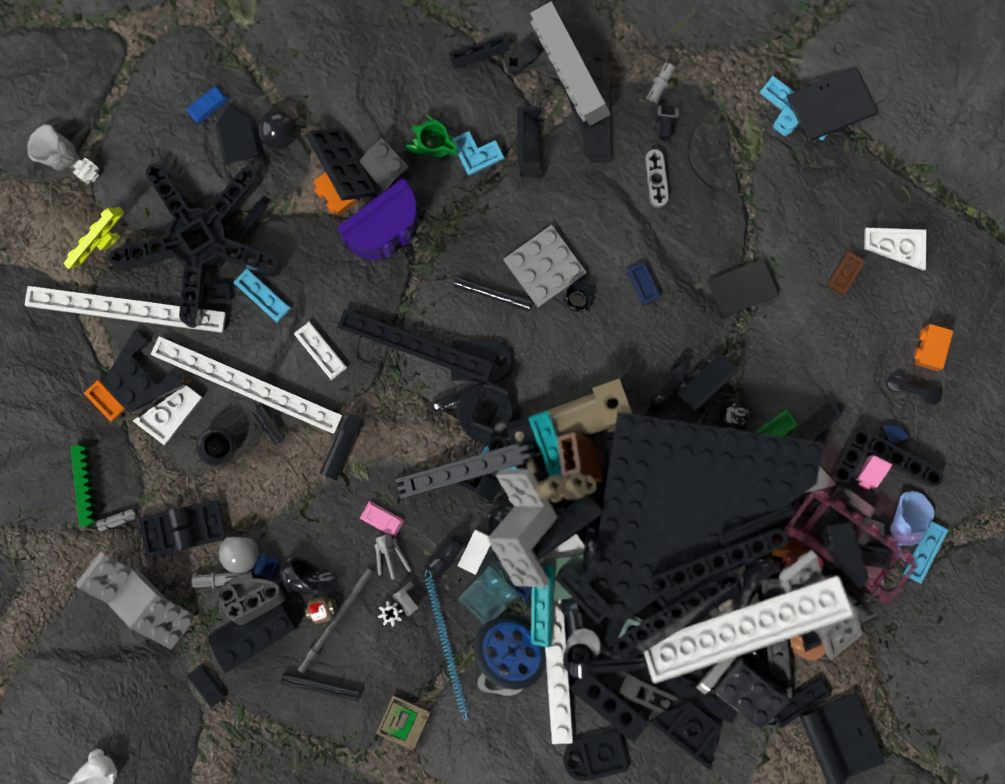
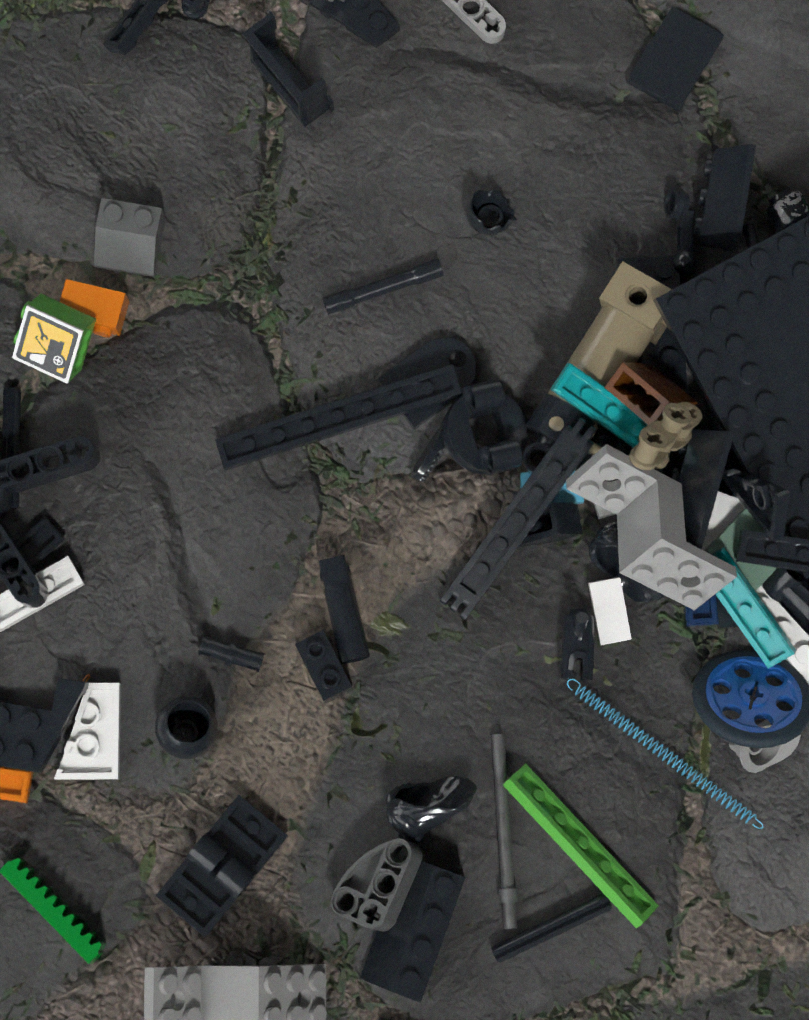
camera: 40 degrees left, 5 degrees down
(116, 520) = (128, 921): light grey axle -> none
(219, 579) = (318, 892): light grey axle -> none
(238, 554) = (319, 840): light grey helmet -> none
(246, 385) = (163, 625): white plate -> none
(262, 295) = (98, 502): medium azure tile -> none
(266, 566) = (366, 829): dark blue plate -> none
(301, 193) = (53, 338): none -> piece
(308, 468) = (324, 667): none -> black brick
(320, 350) = (224, 514): white tile -> none
(321, 609) = (476, 829): head -> none
(340, 163) = (74, 266): black plate -> none
(366, 658) = (581, 846): none -> bright green plate
(382, 224) = (186, 295): dark purple container -> none
(382, 519) = (462, 661): bright pink tile -> none
(385, 545) = (492, 688): light grey plant -> none
(396, 612) = (572, 760): white gear -> none
(403, 722) = (688, 891): tile -> none
(404, 600) = (570, 737): light grey tile -> none
(432, 140) = (165, 157): green piece -> none
(475, 158) = (234, 143): medium azure plate -> none
(488, 596) = (668, 652): clear light blue slope -> none
(544, 266) = (419, 208): light grey plate -> none
(643, 283) = (554, 140): dark blue tile -> none

